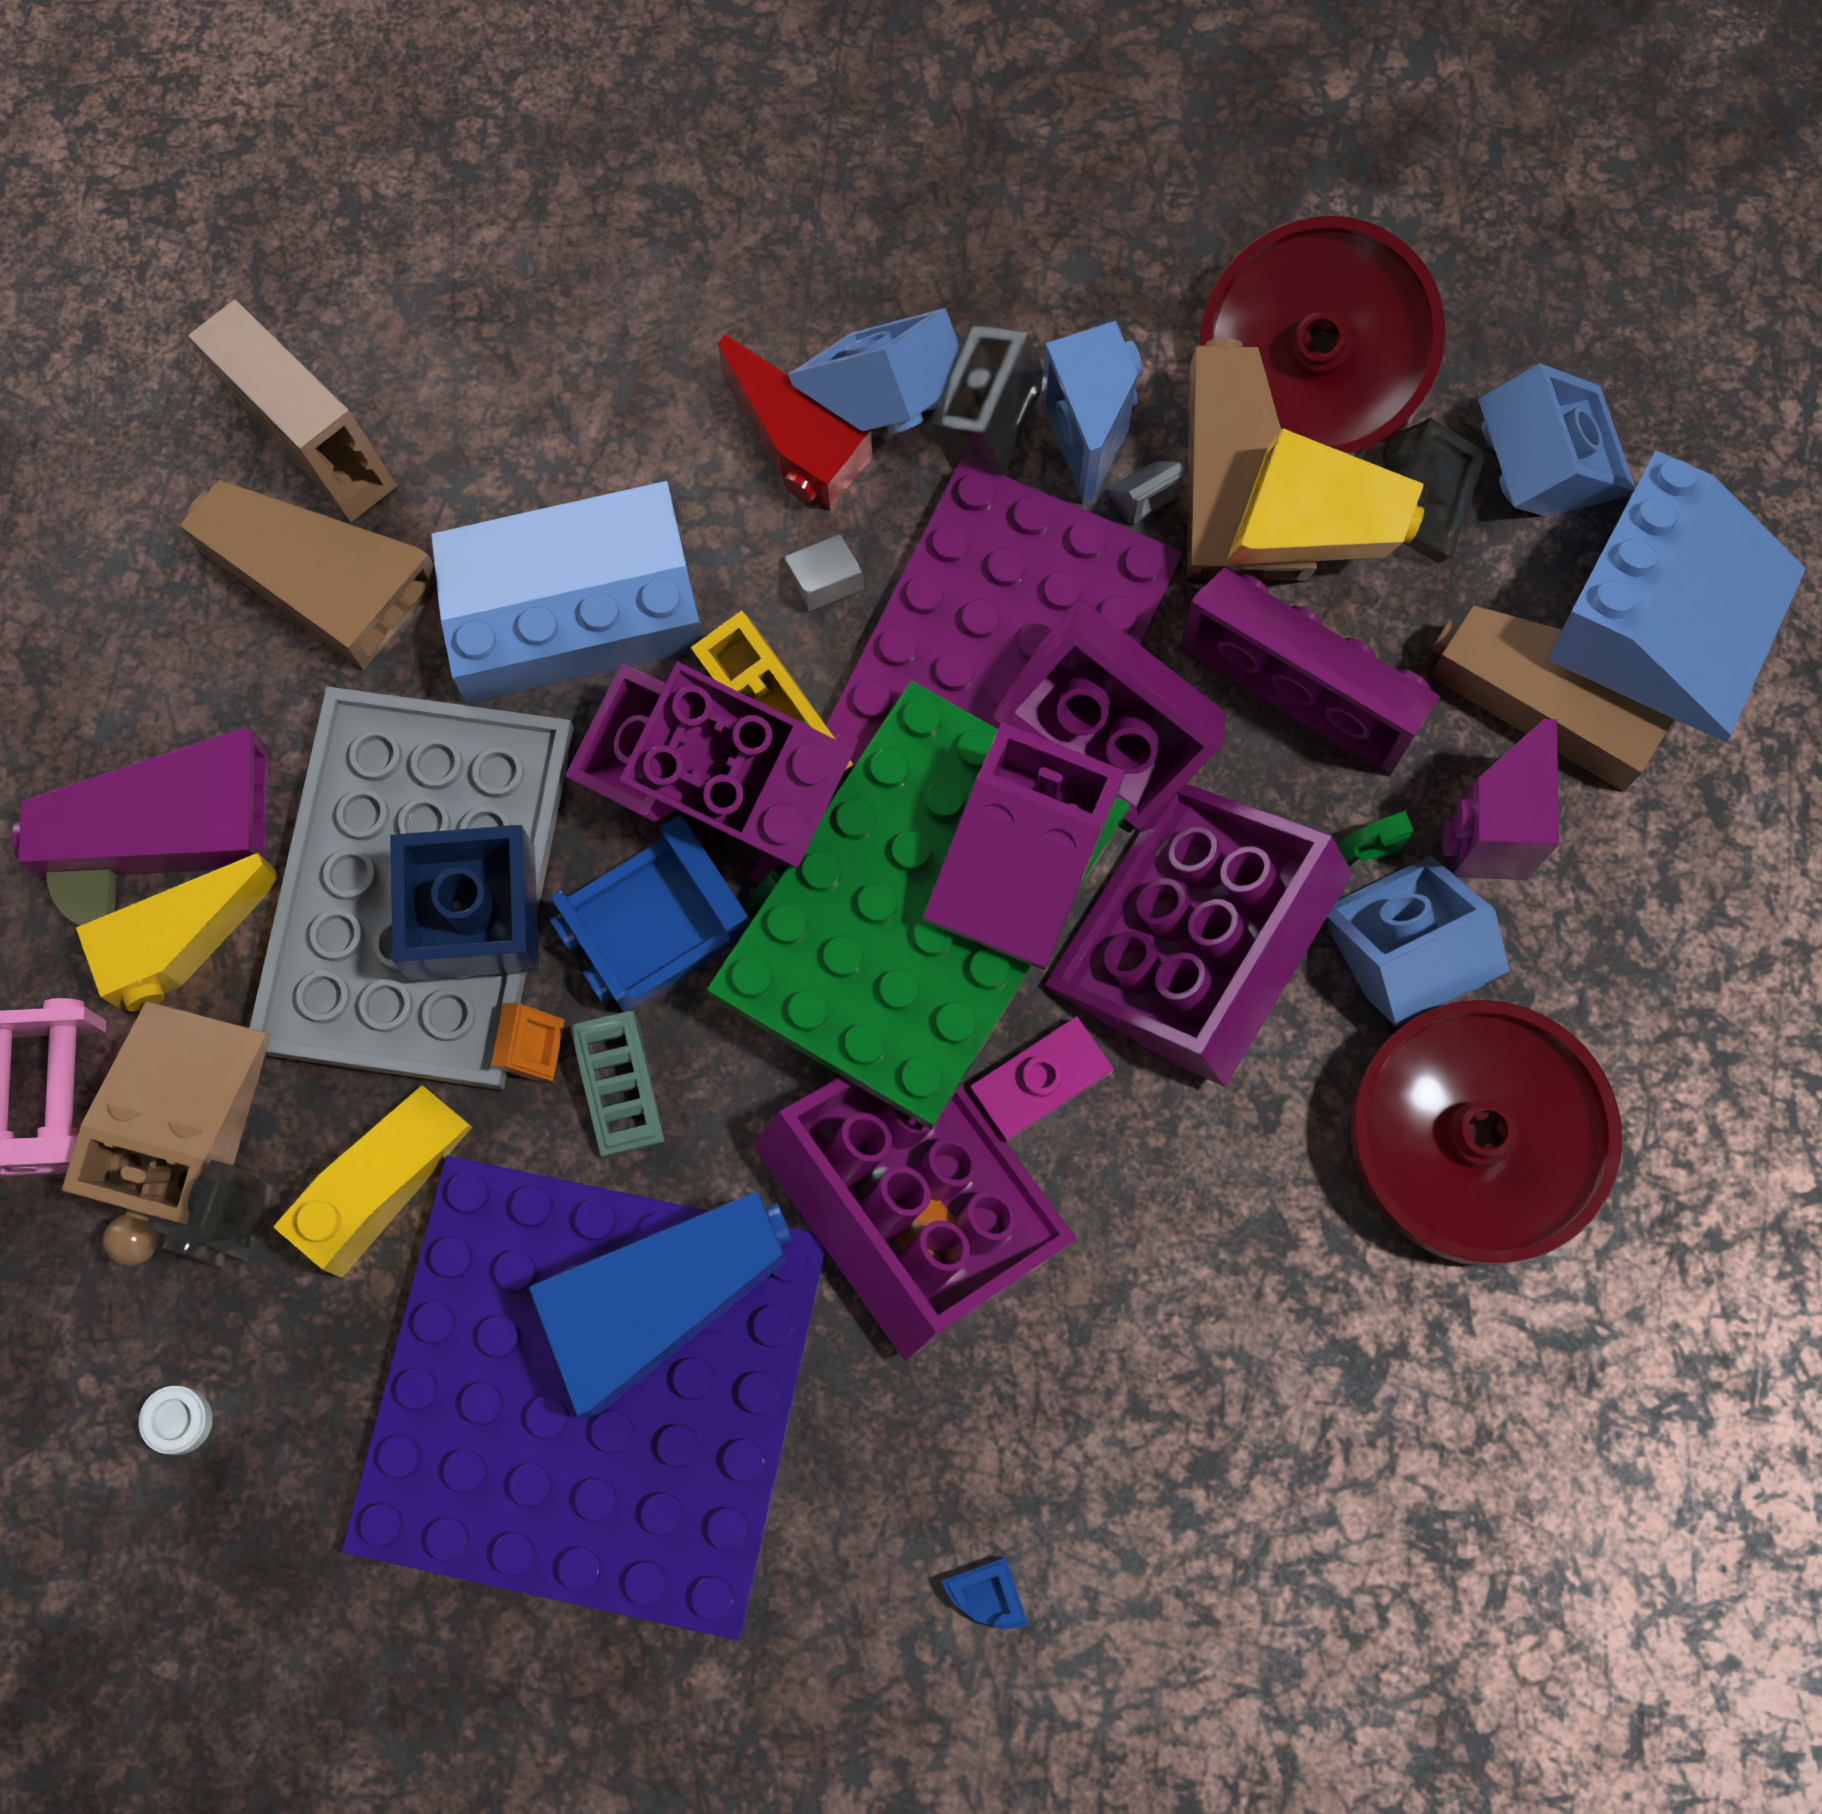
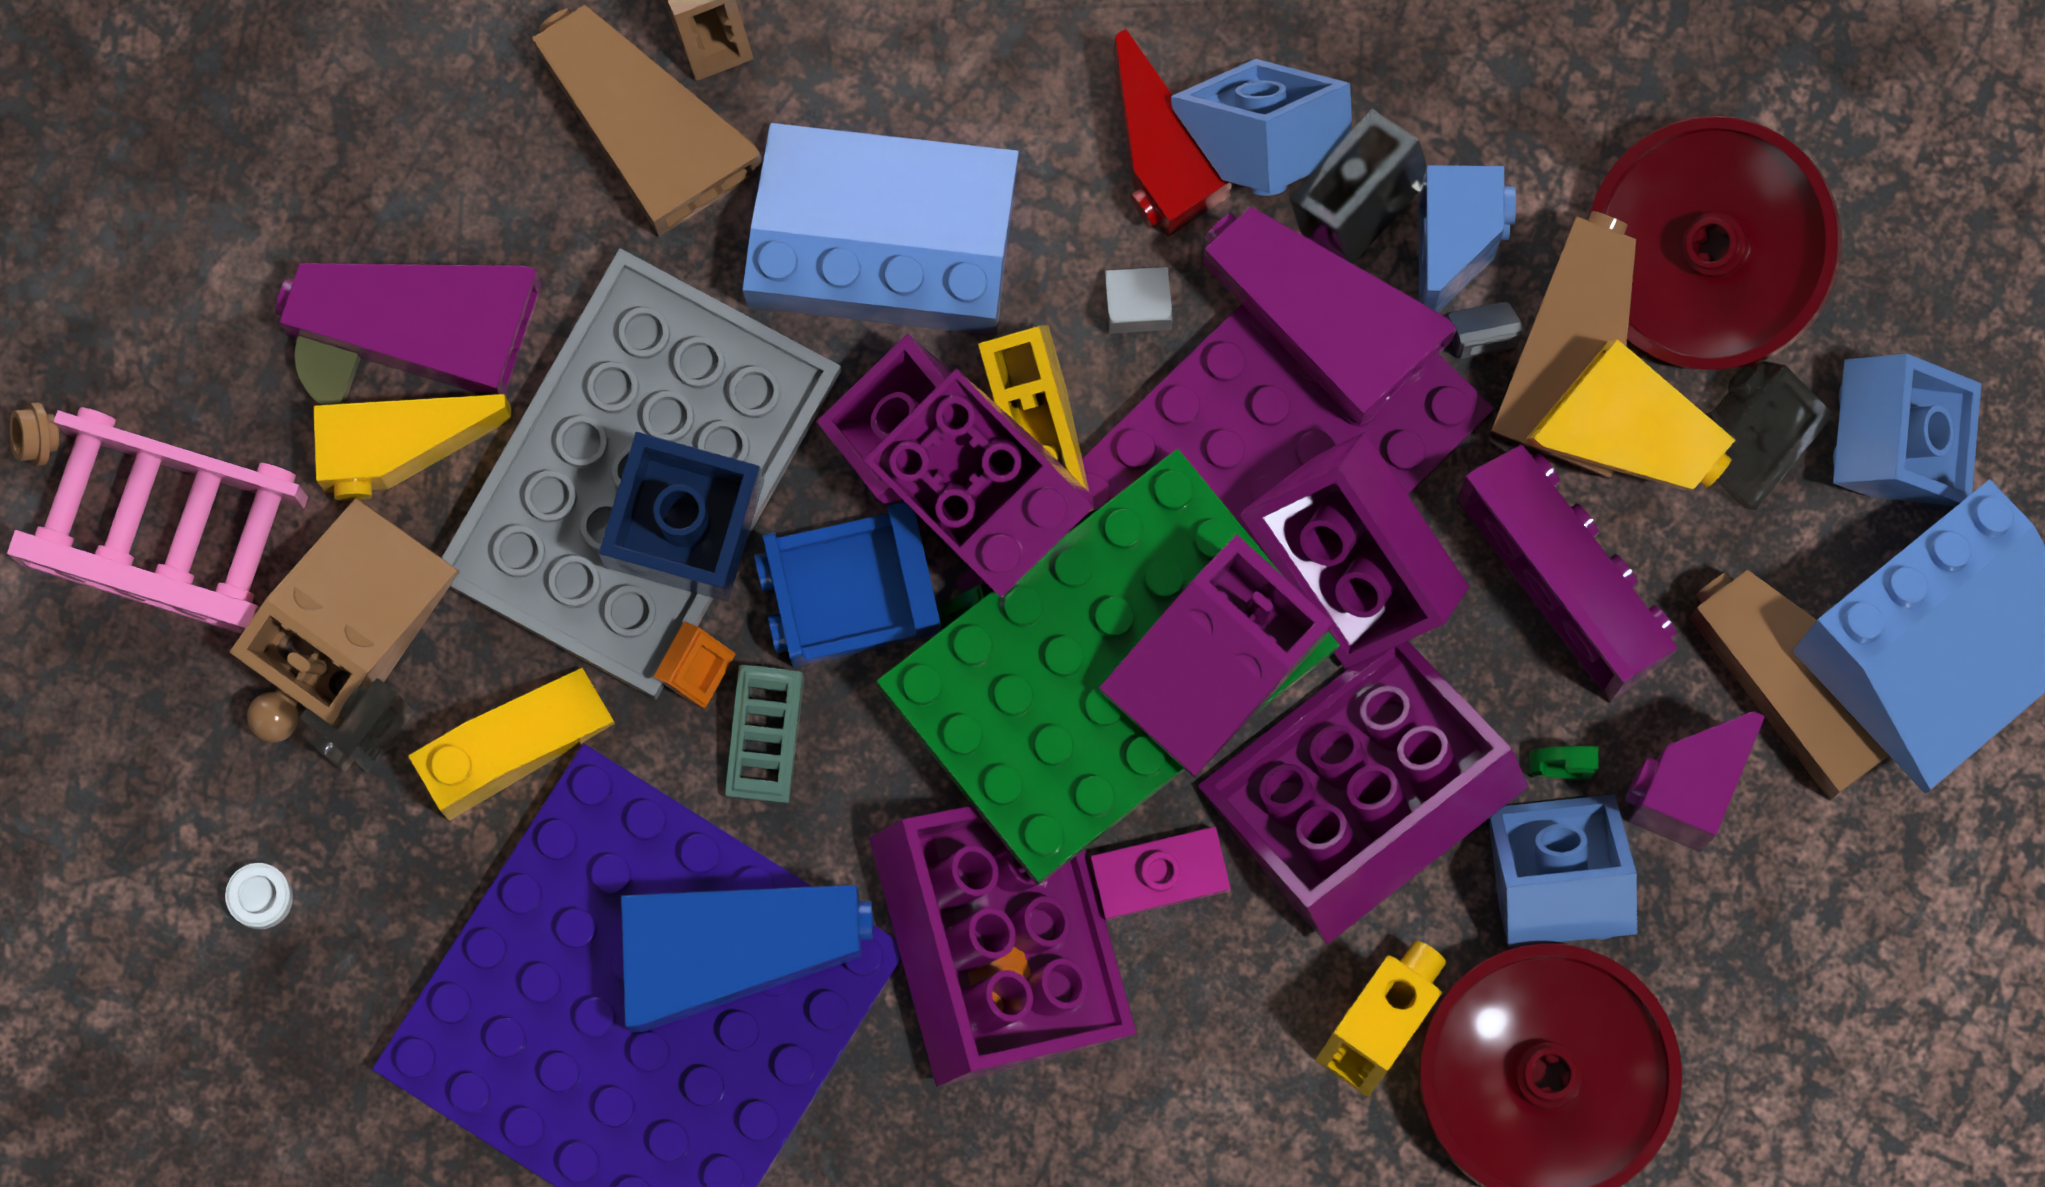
camera: 20 degrees right, 5 degrees up
(1000, 511) = (1327, 313): none -> magenta slope
(1308, 1138) = (1373, 1029): none -> yellow torso

